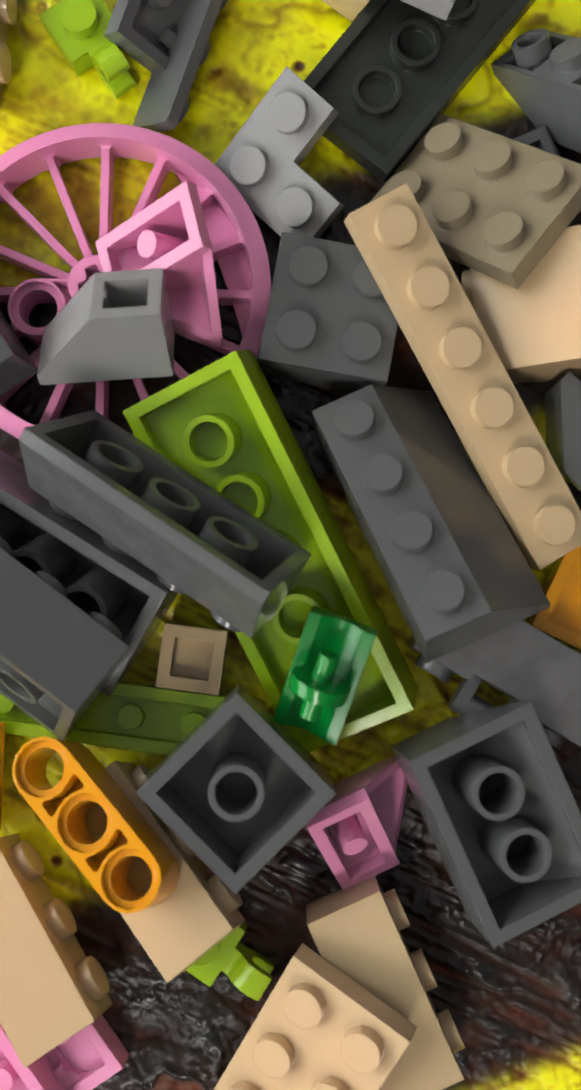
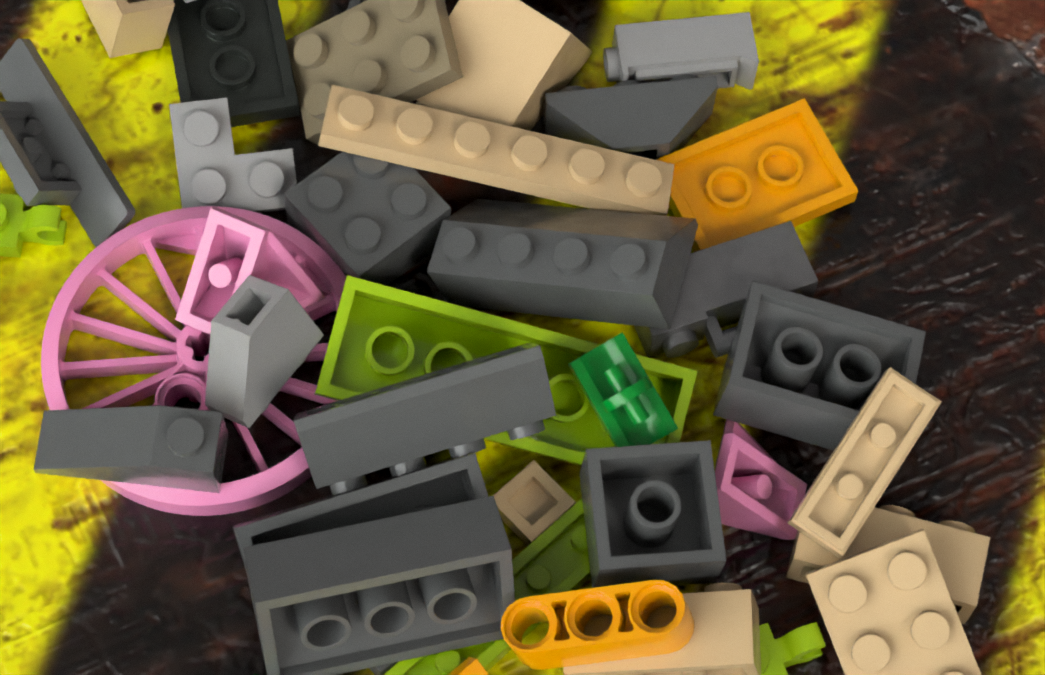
camera: 55 degrees left, 20 degrees down
(438, 934) = (864, 462): none -> tan tile

